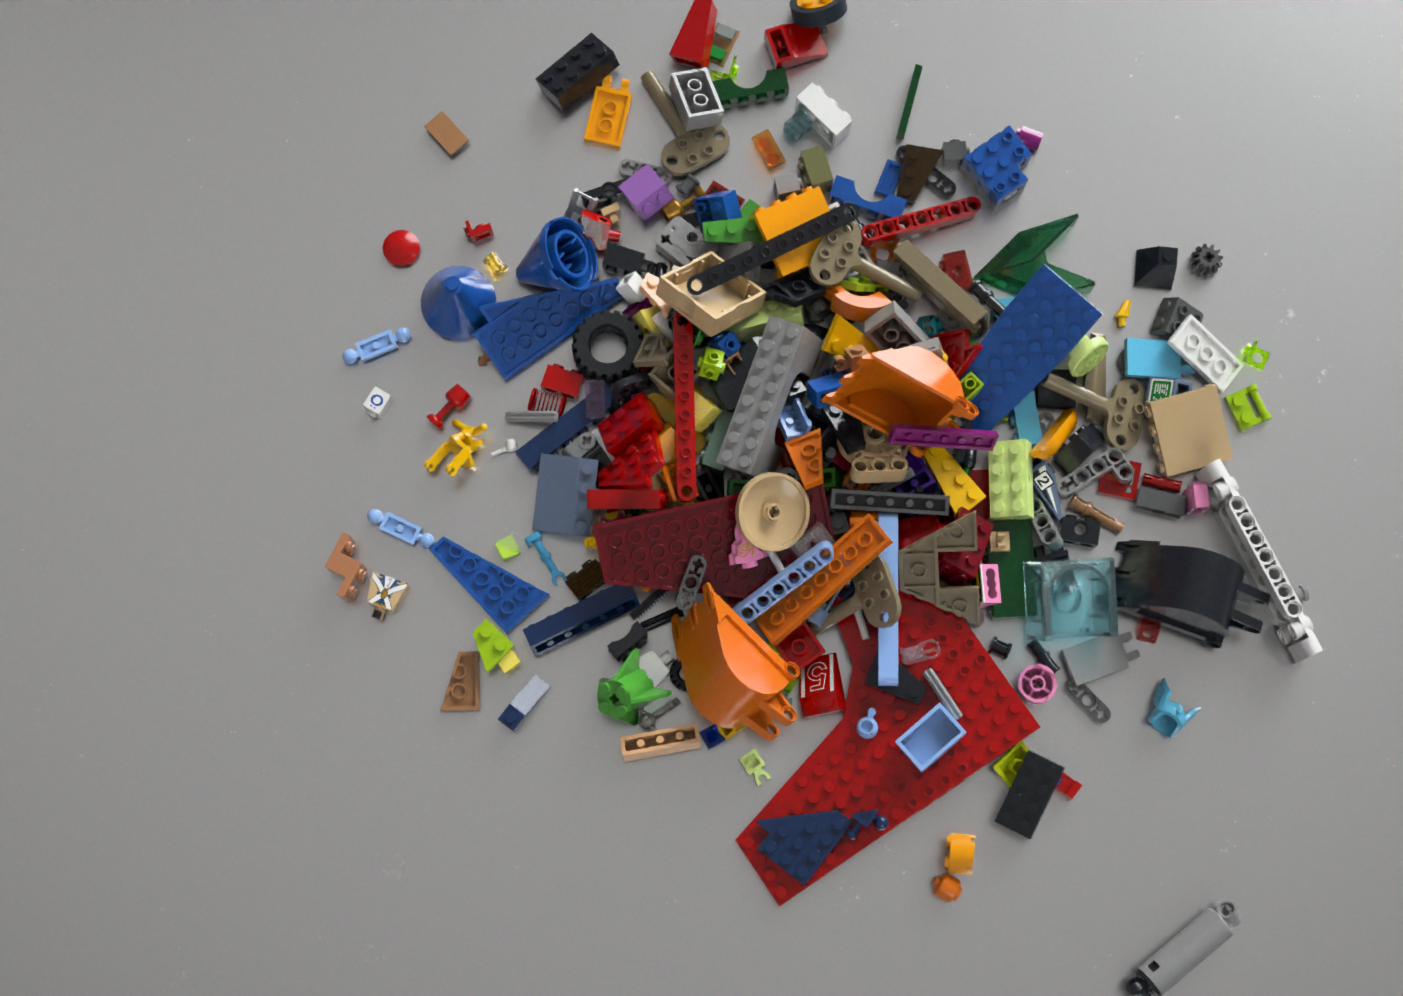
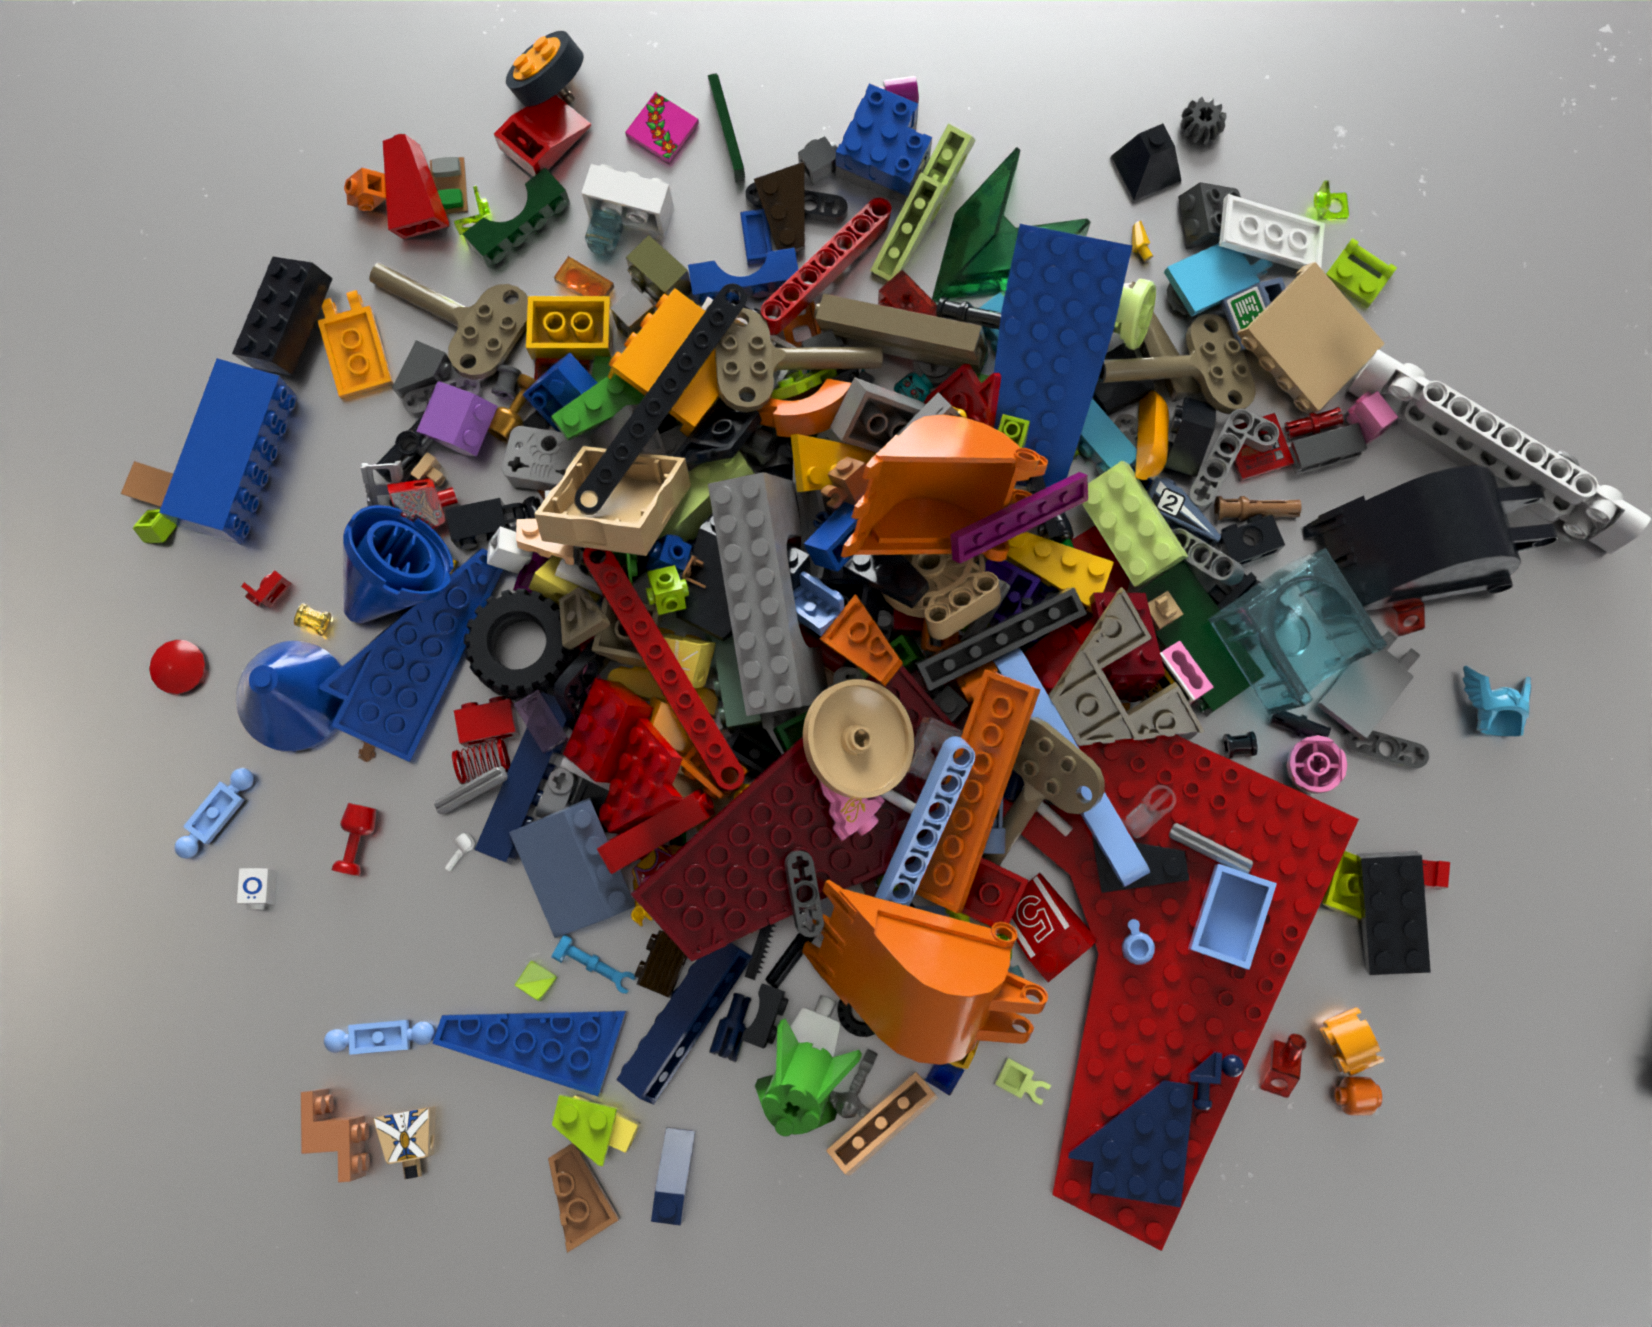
camera: 25 degrees left, 0 degrees up
(433, 156) = (153, 527): none -> lime slope
(461, 445) = (399, 881): yellow piece -> none
(501, 137) = (228, 451): none -> blue brick
(599, 643) = (730, 1029): none -> dark blue arm
(643, 149) = (421, 369): none -> dark grey slope
(669, 21) = (365, 189): none -> orange brick
(696, 99) = (455, 266): light grey brick -> none
(744, 173) = (569, 326): none -> yellow brick
(870, 79) = (662, 127): none -> dark pink tile
(914, 845) = (1285, 1065): none -> clear red bracket
(1002, 215) = (923, 202): none -> yellowish green brick

